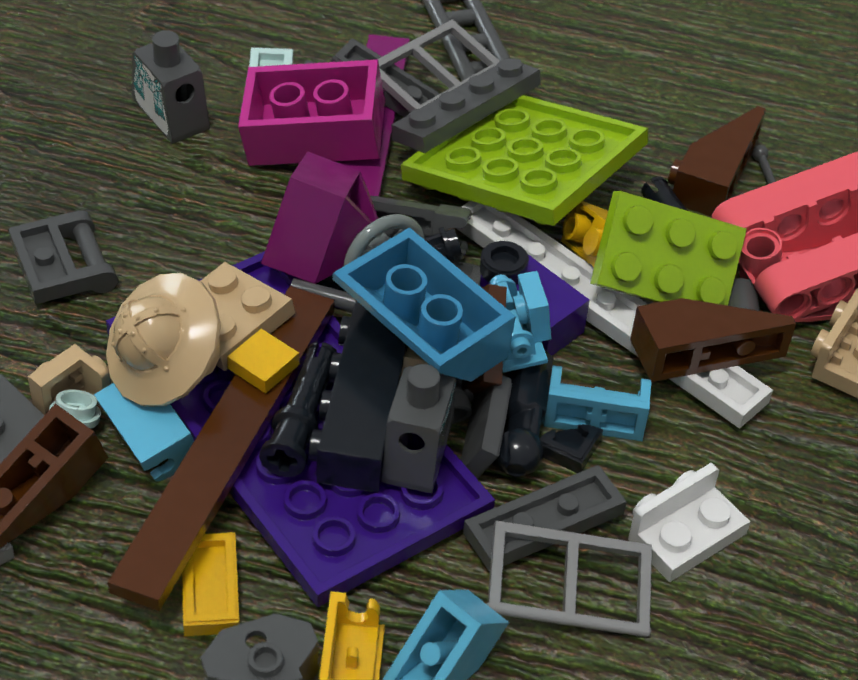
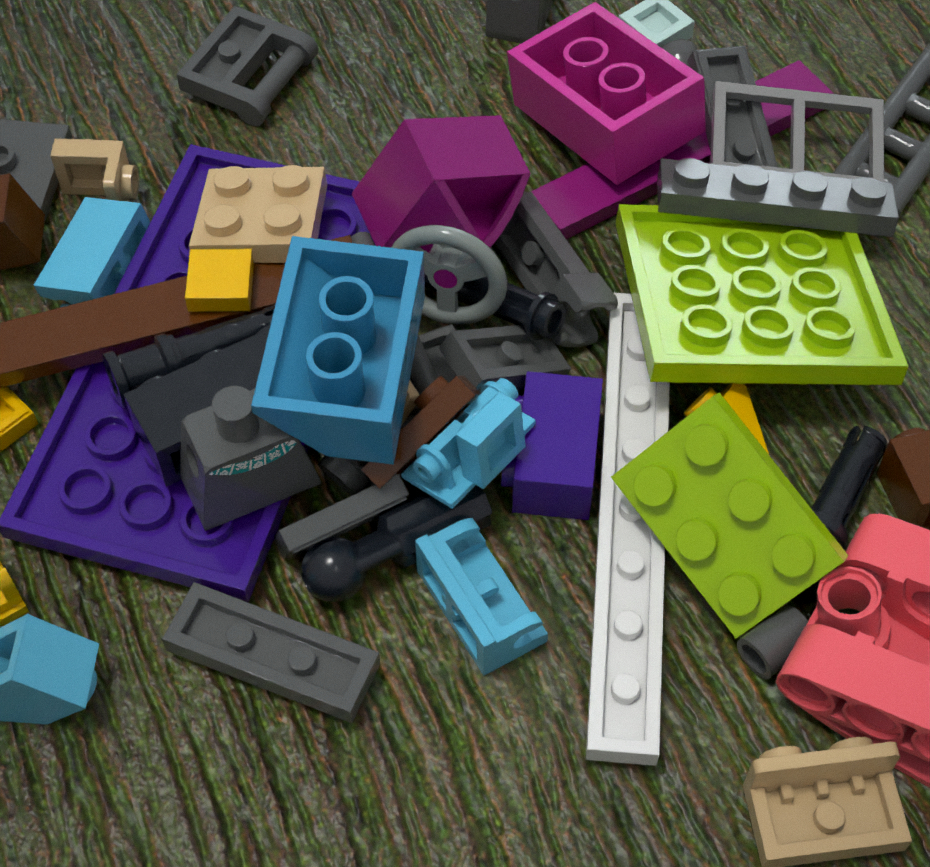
camera: 55 degrees right, 10 degrees up
(80, 405) = (64, 196): light aqua plate -> none
(164, 340) = (148, 188): tan helmet -> none
(504, 259) = (555, 377): black tile -> none
(572, 446) = (405, 613): black tile -> none
(573, 542) = (161, 759): light grey window -> none
(687, 522) = (386, 793): white bracket -> none
(701, 336) = (634, 622): reddish brown slope -> none

